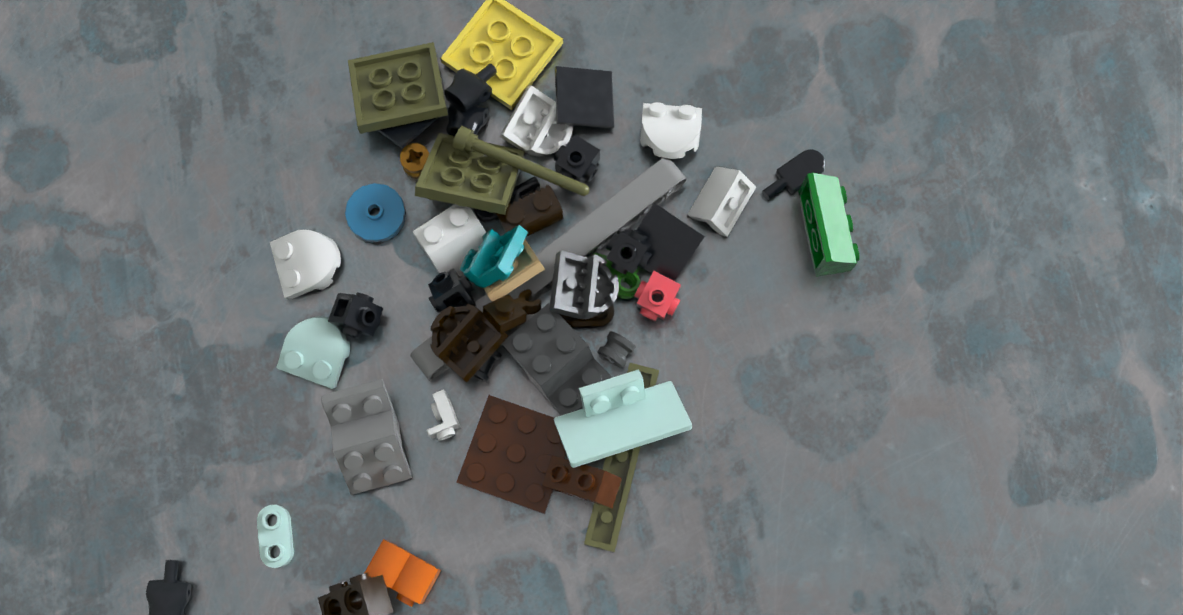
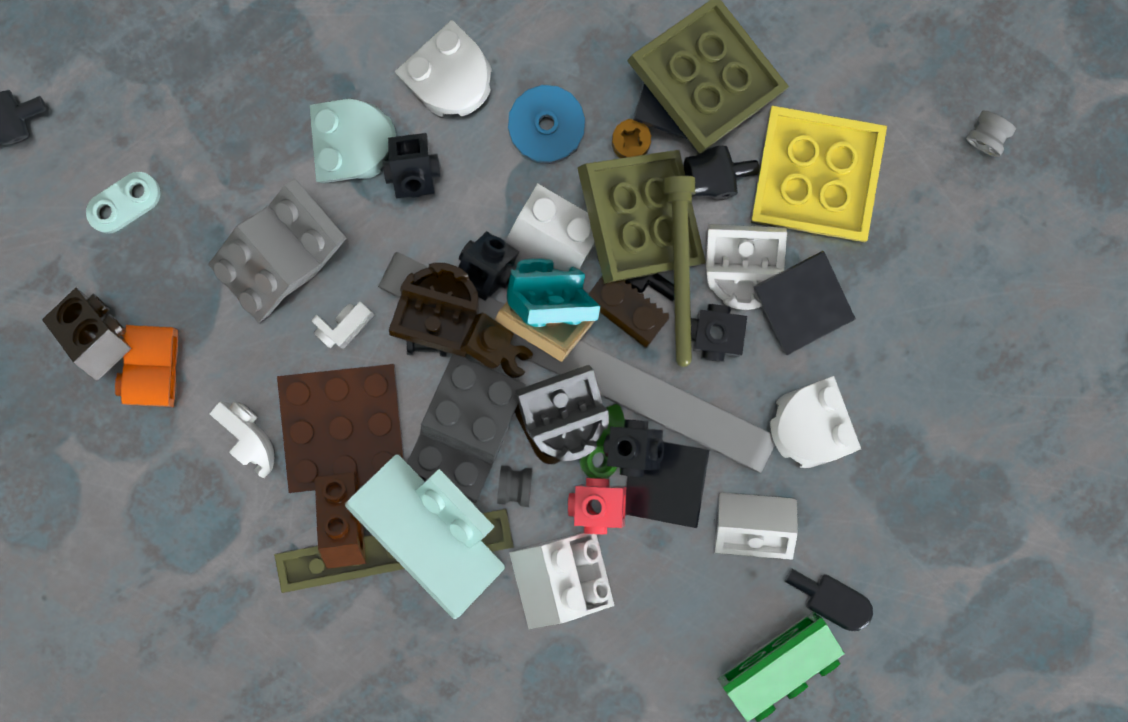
camera: 65 degrees right, 10 degrees up
(470, 88) = (747, 162): black piece -> none
(496, 517) = (253, 442): none -> white slope
(698, 348) = (561, 580): none -> white slope

